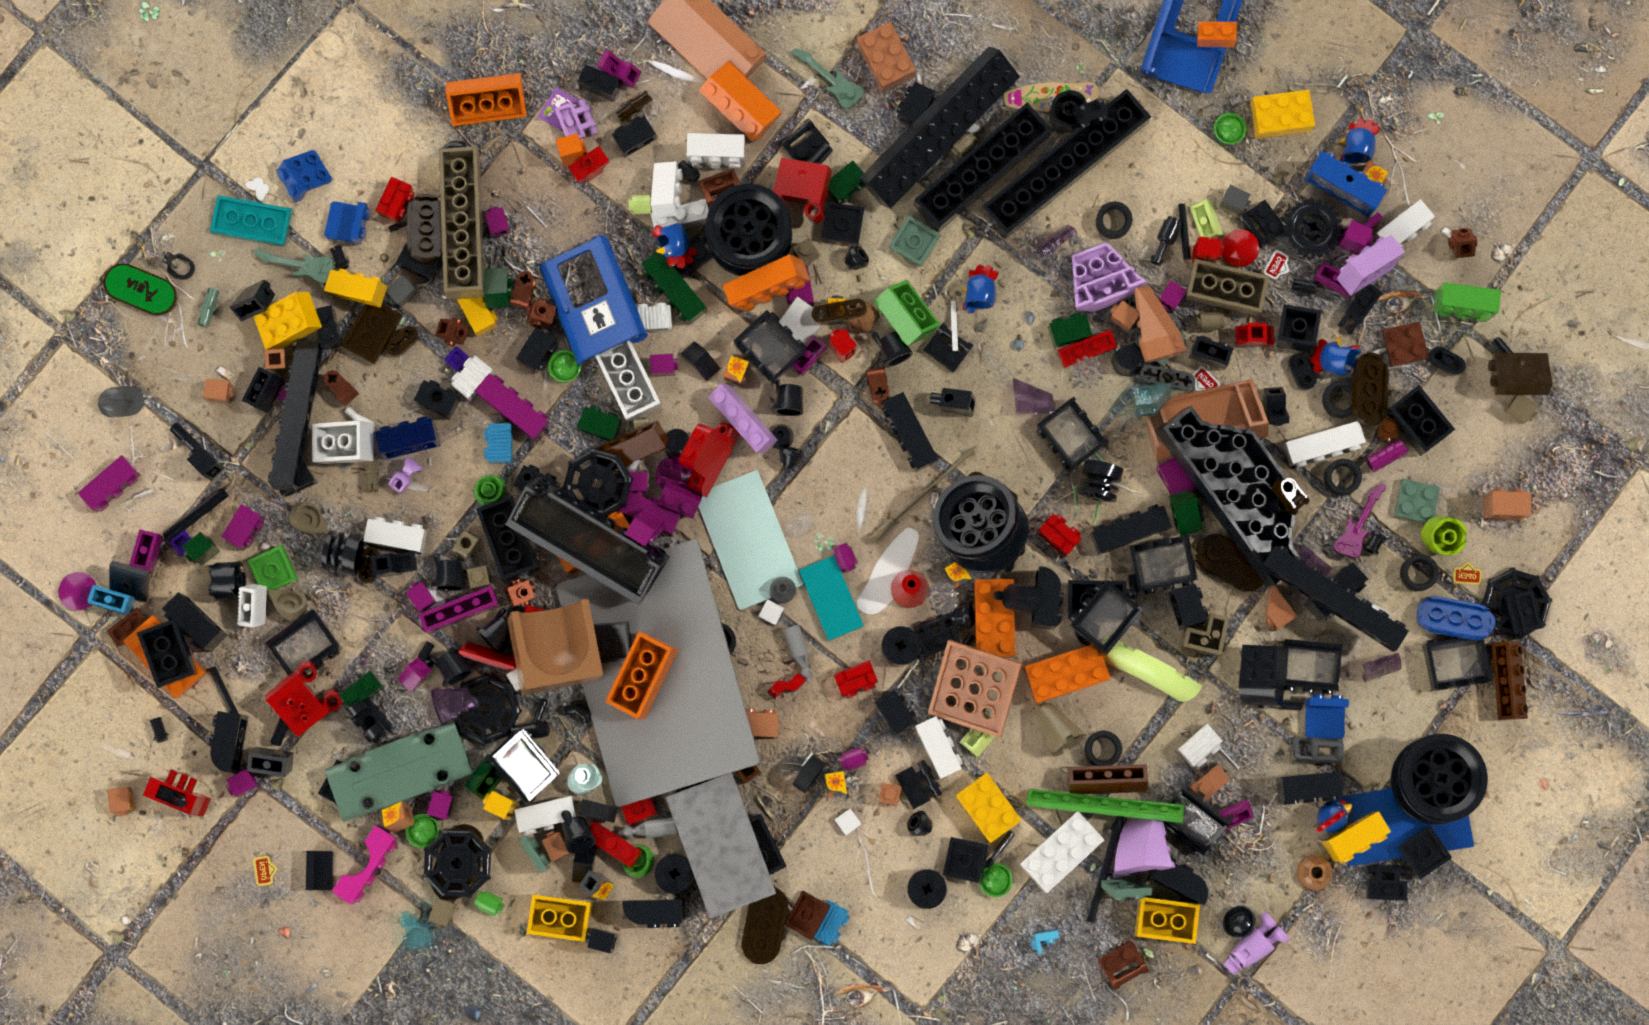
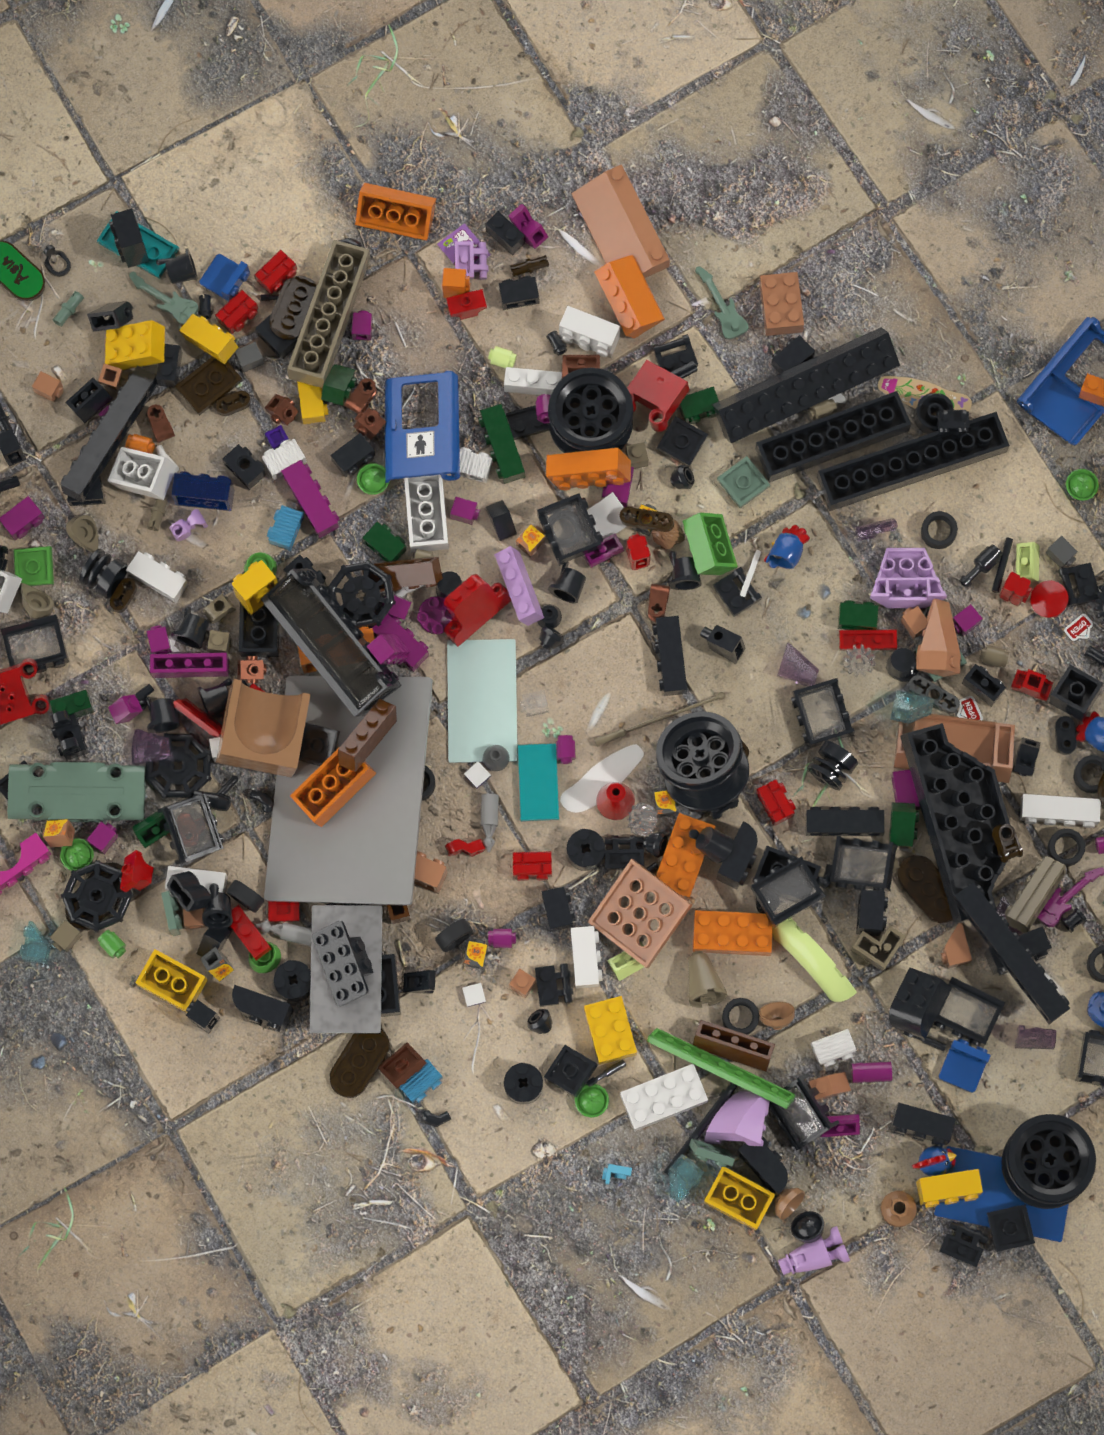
camera: 25 degrees right, 5 degrees down
(241, 219) = (128, 238): none -> black brick
(260, 188) = (156, 215): white sticker -> none
(301, 229) = (180, 267): none -> black hat
(303, 174) = (201, 219): blue bracket -> none
(329, 414) = (140, 443): none -> orange brick
(372, 252) = (237, 312): none -> red brick
(394, 564) = (144, 602): black brick -> none
(485, 827) = (135, 872): none -> red brick
(494, 514) = (254, 585): none -> yellow brick
(500, 805) = (157, 855): yellow brick -> none
(544, 828) = (188, 891): none -> black brick
(584, 779) = (243, 863): light aqua hair -> none
(658, 618) = (367, 735): none -> reddish brown brick
(666, 189) = (528, 351): white brick -> none
(674, 244) = (517, 403): blue piece -> none
(680, 499) = (432, 639): magenta brick -> none
(700, 240) = (542, 408): none -> magenta brick
(717, 841) = (343, 962): none -> bracket
(792, 829) = (419, 982): none -> black slope
(856, 954) = (435, 1120): none -> black arm
(1107, 920) = (682, 1177): none -> clear light blue slope
(1120, 959) = (682, 1219): copper plate -> none
(1134, 731) = (777, 1014): none -> medium nougat piece
(1213, 906) = (788, 1202): none -> medium nougat piece
(1226, 287) = (1021, 630): dark tan brick -> none
(1243, 754) = (871, 1072): none -> magenta brick
(1312, 750) = (939, 1092): dark grey piece -> none
(1332, 532) = (1035, 894): none -> dark tan brick

